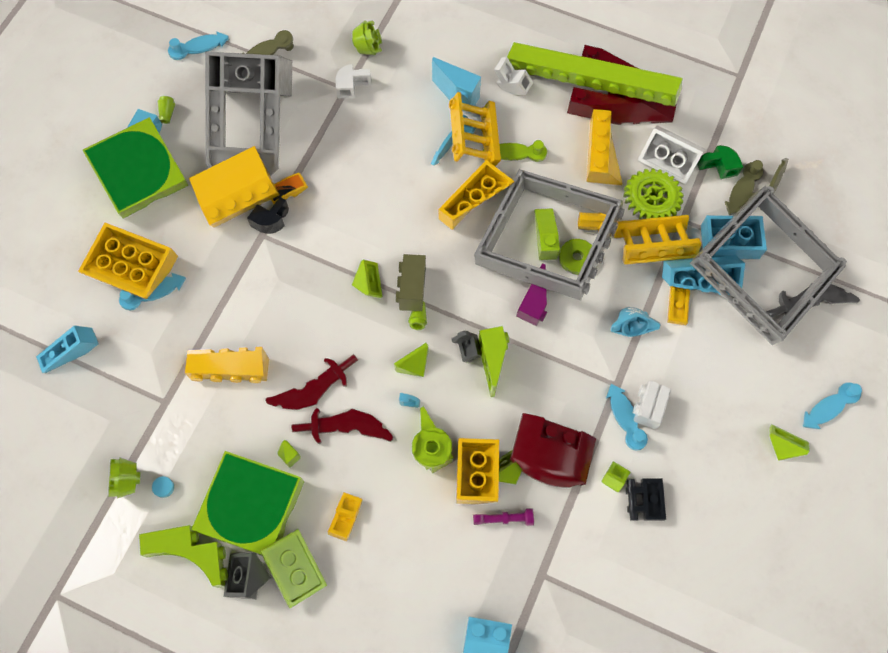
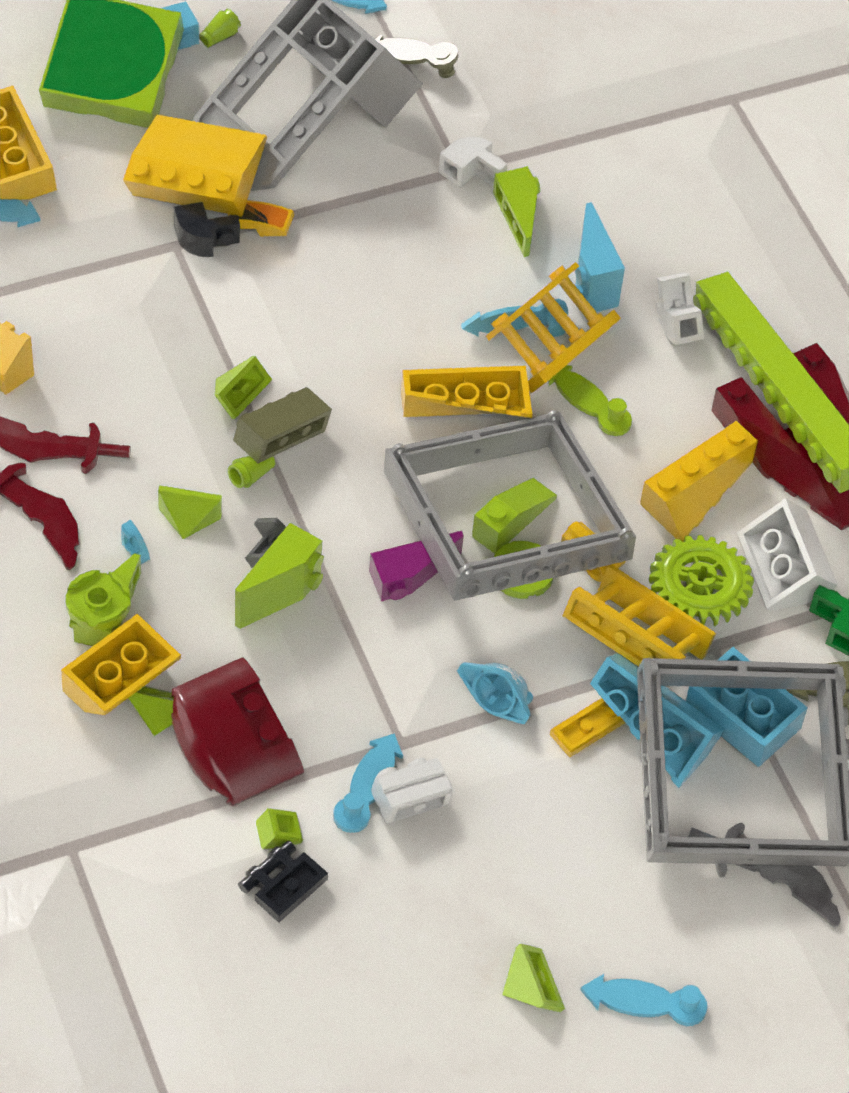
camera: 40 degrees right, 15 degrees down
(366, 38) = (546, 130): lime cone -> none
(389, 82) = (517, 198): none -> lime slope
(527, 516) = (124, 771): magenta piece -> none

